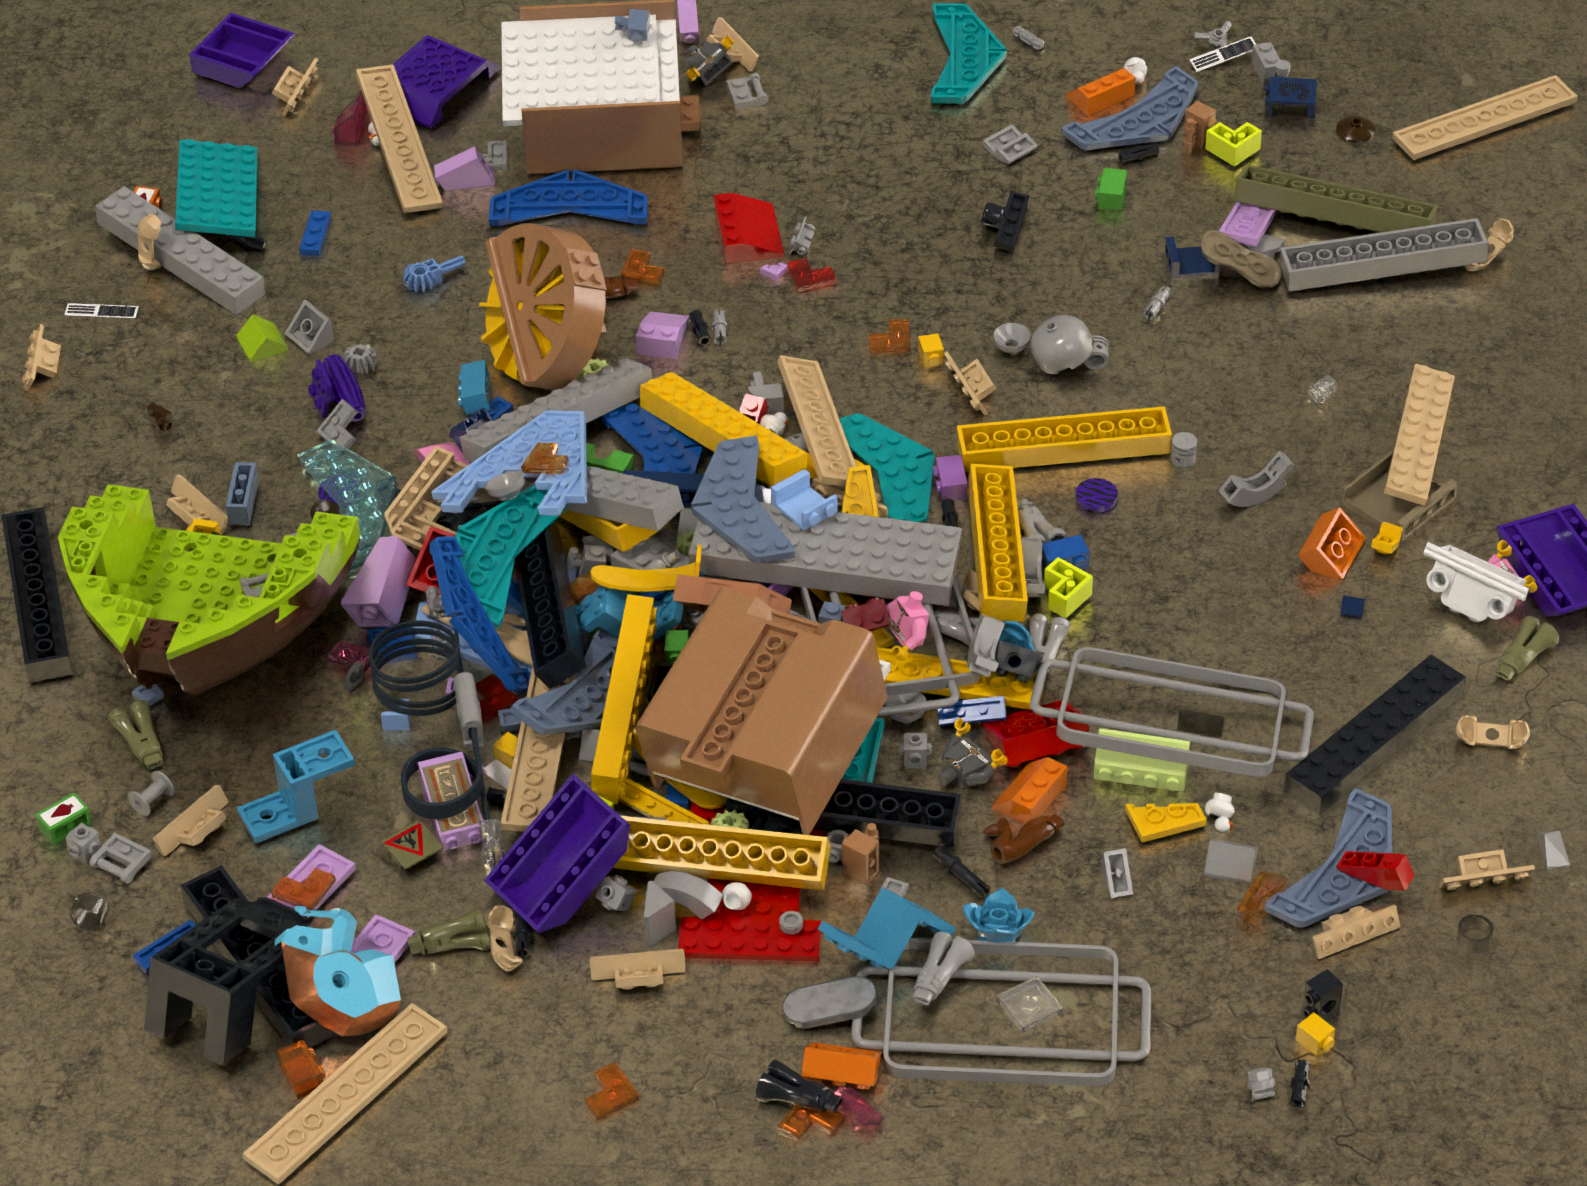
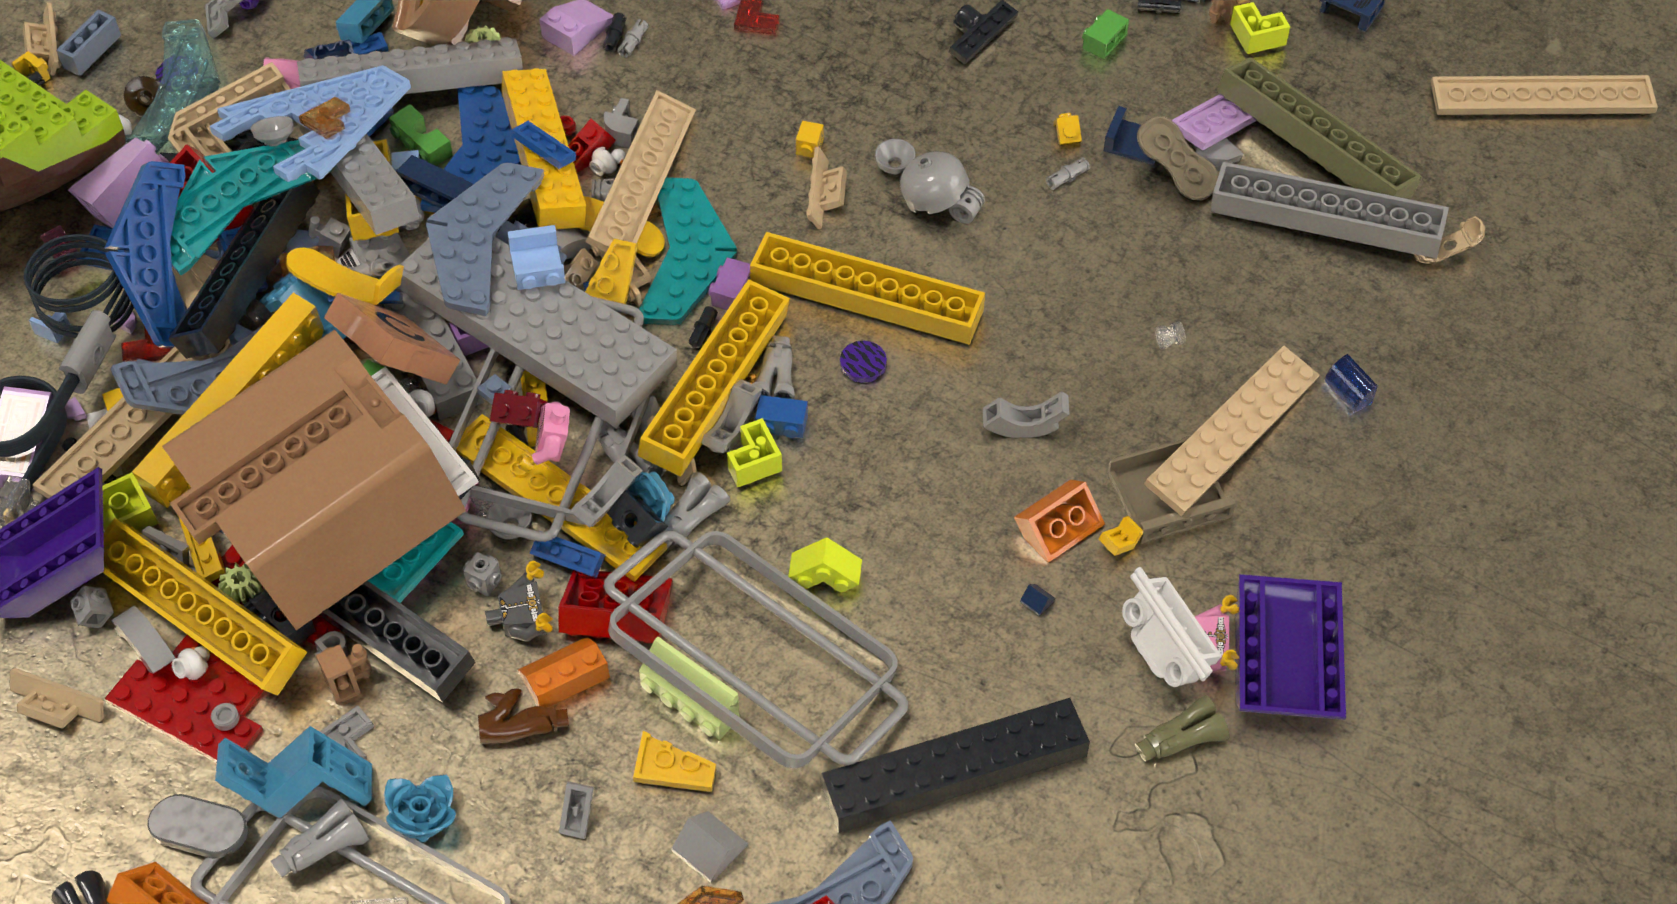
camera: 25 degrees right, 10 degrees up
(658, 915) = (102, 650): light grey slope -> none
(736, 420) = (543, 144): none -> blue plate
(895, 341) = (787, 115): clear orange tile -> none
(954, 865) = (430, 724): black pin -> none
(1134, 269) = (1068, 129): none -> yellow bracket
(1181, 637) = (825, 563): none -> neon yellow brick
(1183, 447) = (980, 347): light grey piece -> none
(1200, 723) = (782, 664): clear smoke hinge -> none
(1221, 807) = (737, 779): white animal -> none
(1355, 129) = (1400, 59): dark brown dish -> none
(1482, 372) = (1351, 383): none -> clear blue brick
(1510, 735) = (1061, 808): tan piece -> none

